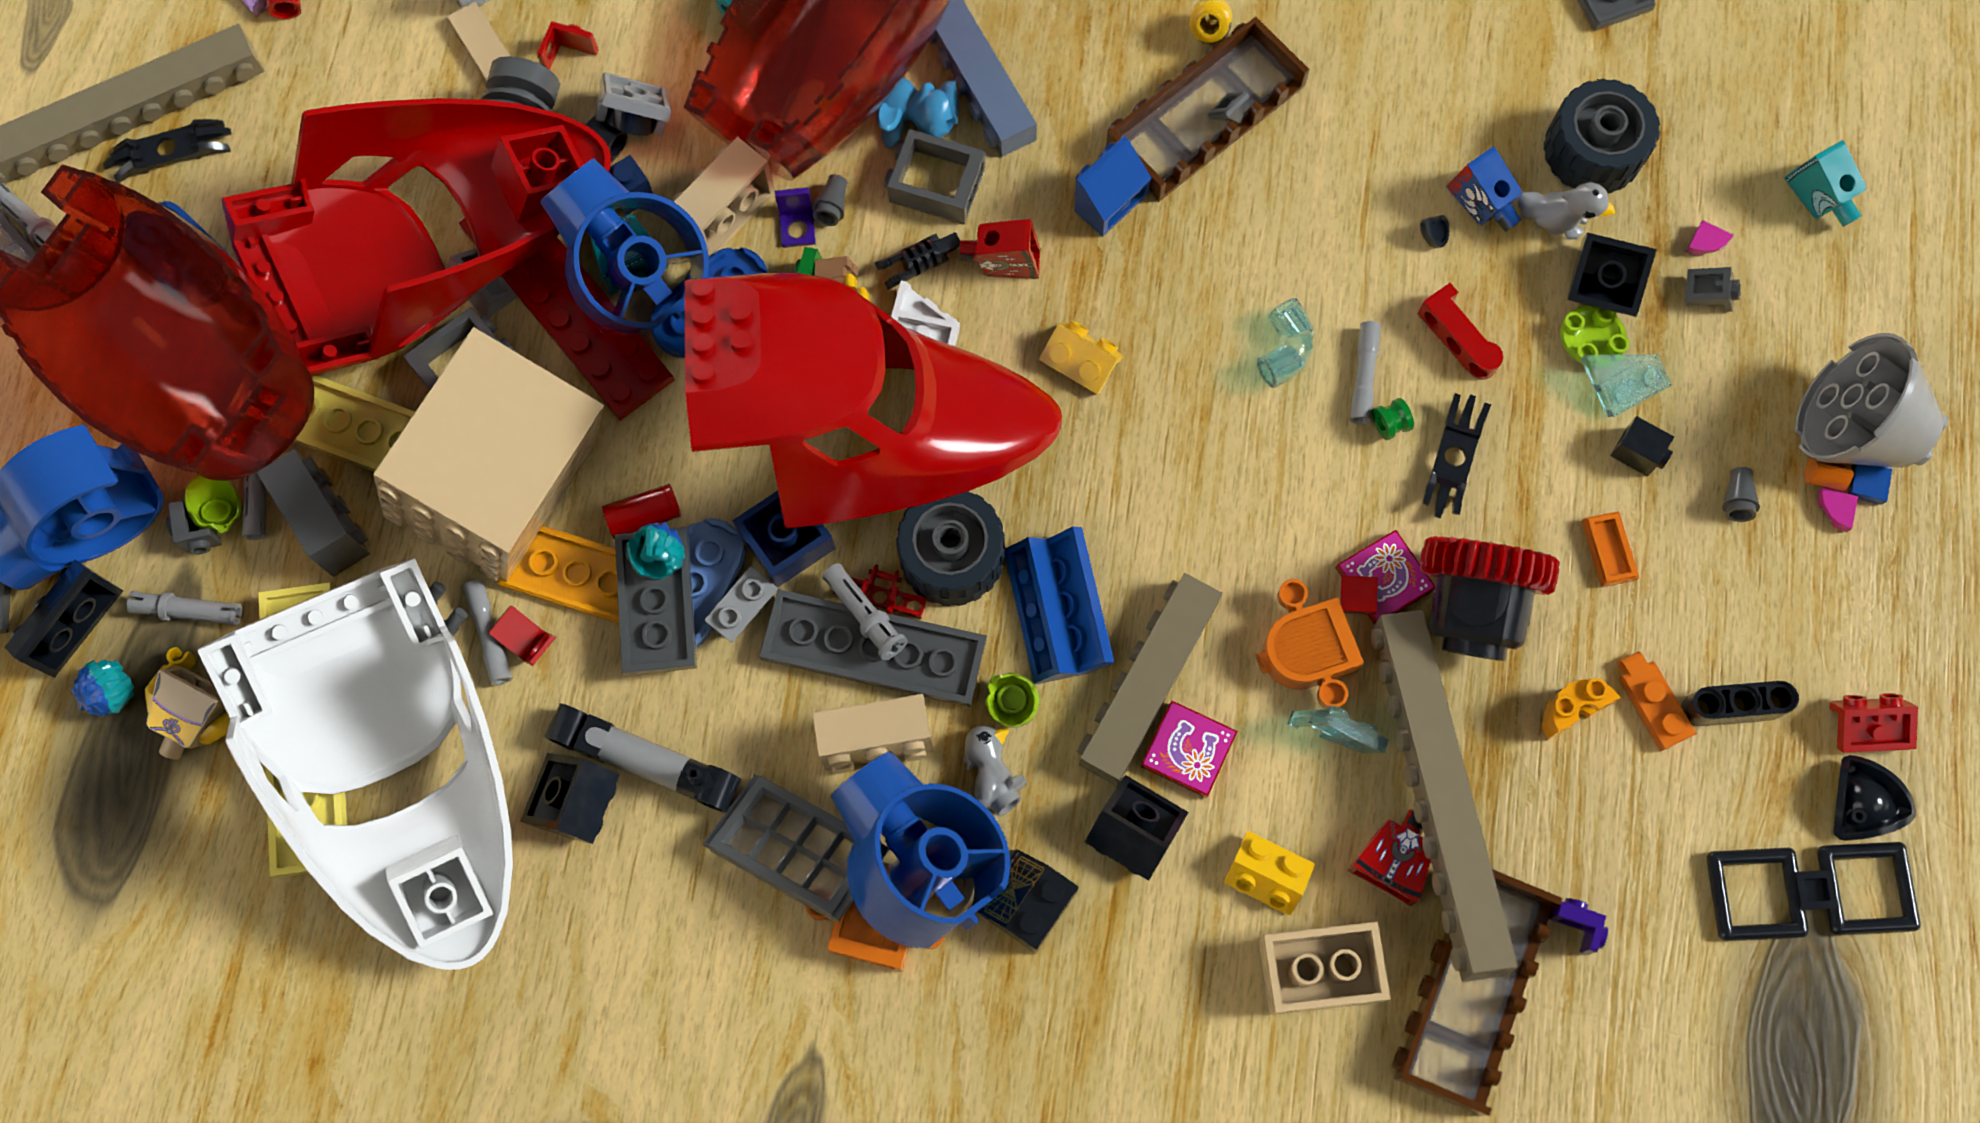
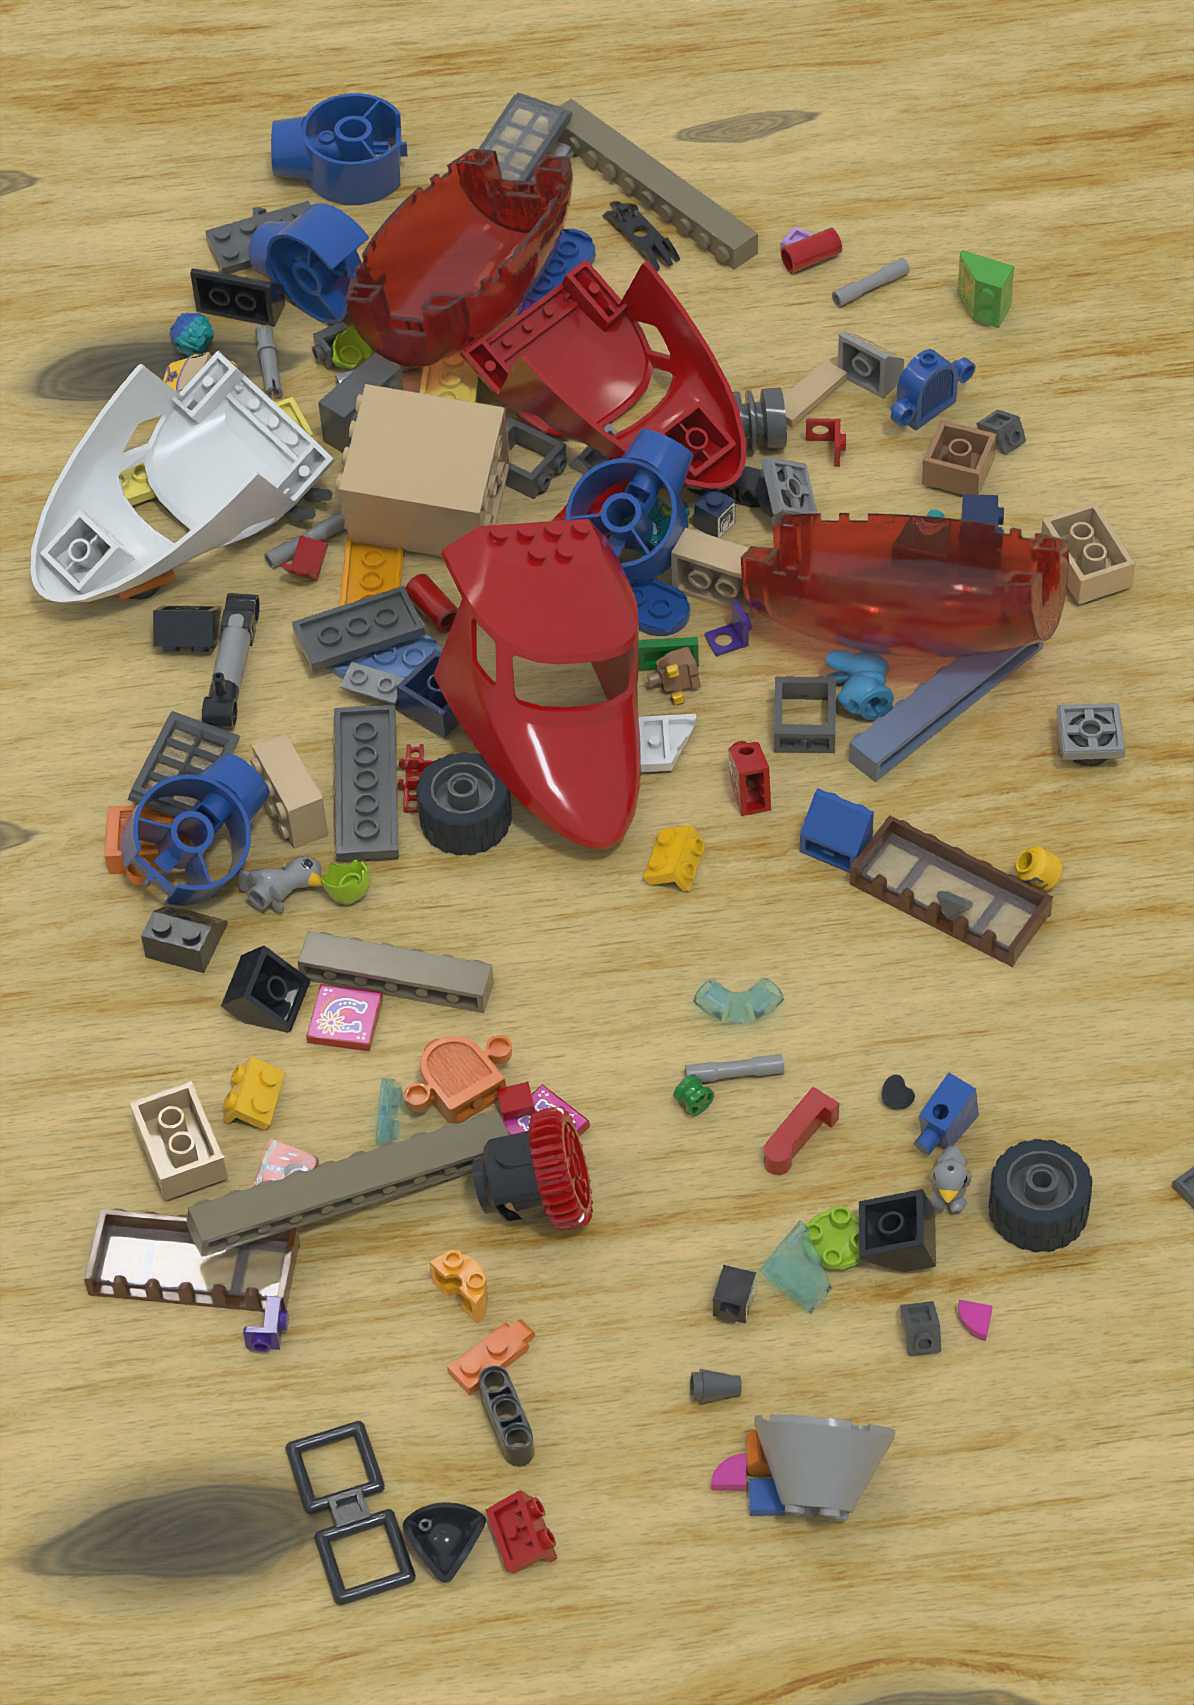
camera: 75 degrees right, 20 degrees down
(655, 551) = (391, 605): teal piece -> none
(830, 203) = (753, 650): dark grey cone -> none
(873, 623) = (381, 766): light grey pin -> none
(919, 257) = (722, 721): black hinge -> none
(1058, 606) = (440, 895): blue slope -> none
(1459, 437) = (652, 1151): black piece -> none
(1610, 549) = (627, 1294): orange tile -> none
(1829, 184) = (1066, 1397): teal torso -> none

